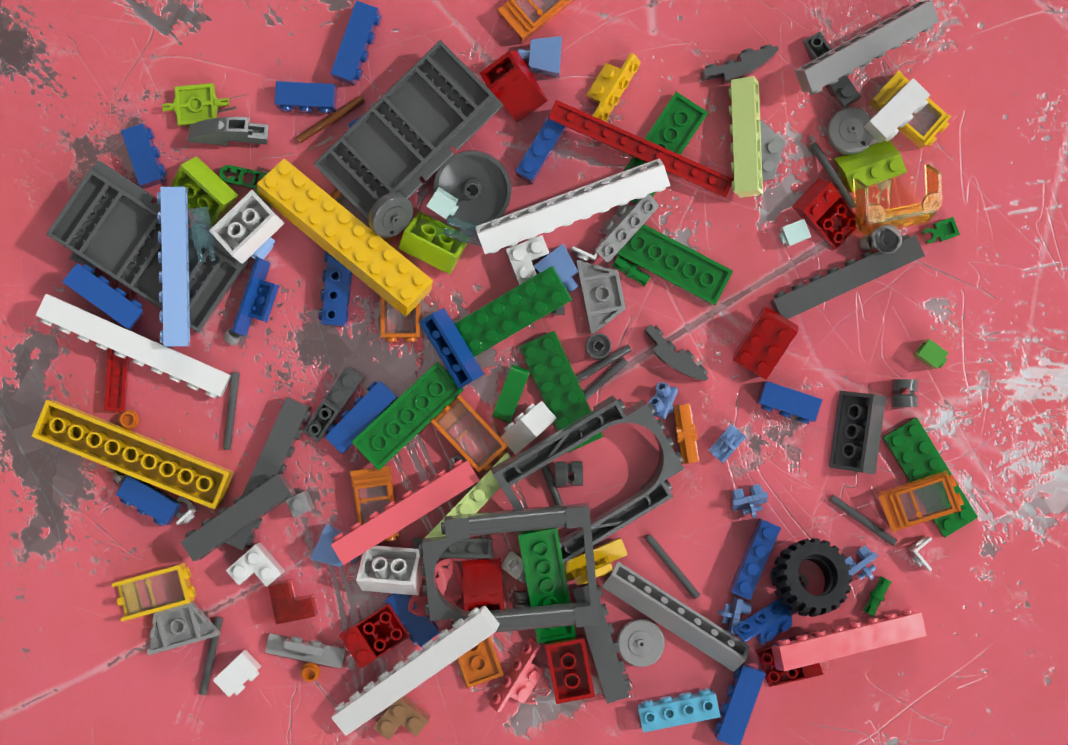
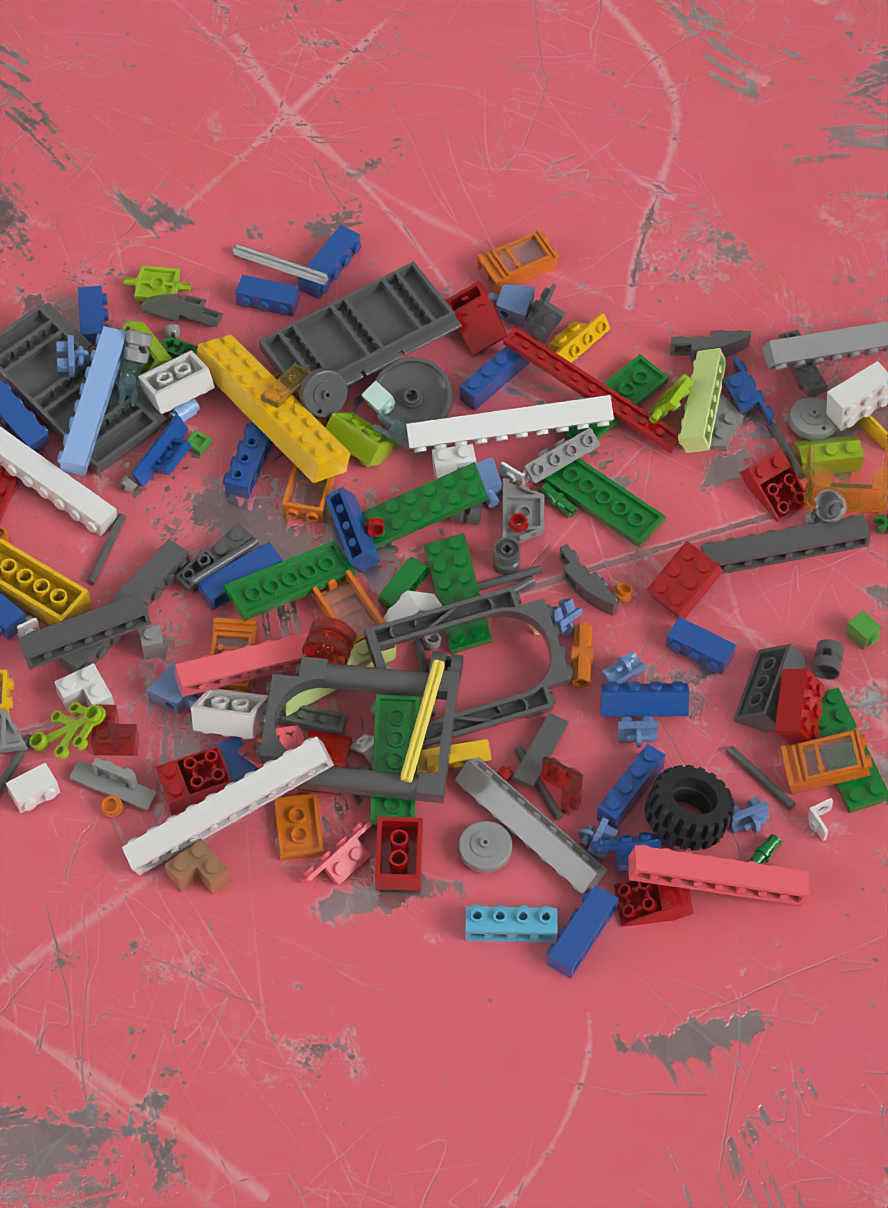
camera: 15 degrees right, 30 degrees down
(139, 233) = (78, 355): none -> medium blue hips
(199, 197) = (137, 346): none -> light grey wheel
(224, 156) = (172, 331): none -> light grey hinge
(230, 623) = (92, 716): none -> lime plant
(284, 277) = (199, 442): none -> bright green tile
(309, 60) = (280, 264): none -> light grey axle
(330, 119) = (280, 322): dark orange bar -> none
(343, 411) = (223, 561): none -> dark grey bar
(354, 218) = (285, 385): none -> clear yellow tile
(464, 497) = (329, 640): none -> clear red wheel
(471, 344) = (374, 527): none -> red plate
(567, 562) = (422, 721): none -> light yellow axle
(574, 73) = (543, 316): none -> dark grey bracket
(604, 650) = (443, 848): dark grey brick -> none
(607, 310) = (518, 518): none -> red plate
(642, 568) = (505, 773): none -> red plate
(669, 539) = (543, 745): none -> dark grey tile
(707, 578) = (566, 779): none -> clear red bracket
(709, 359) = (623, 591): none -> orange plate
(715, 142) = (671, 398): none -> lime plate
(751, 471) = (644, 699): none -> blue brick
(781, 115) = (743, 391): none -> blue bracket
(794, 233) = (737, 495): light aqua brick -> none
(891, 457) = (799, 706): none -> red brick

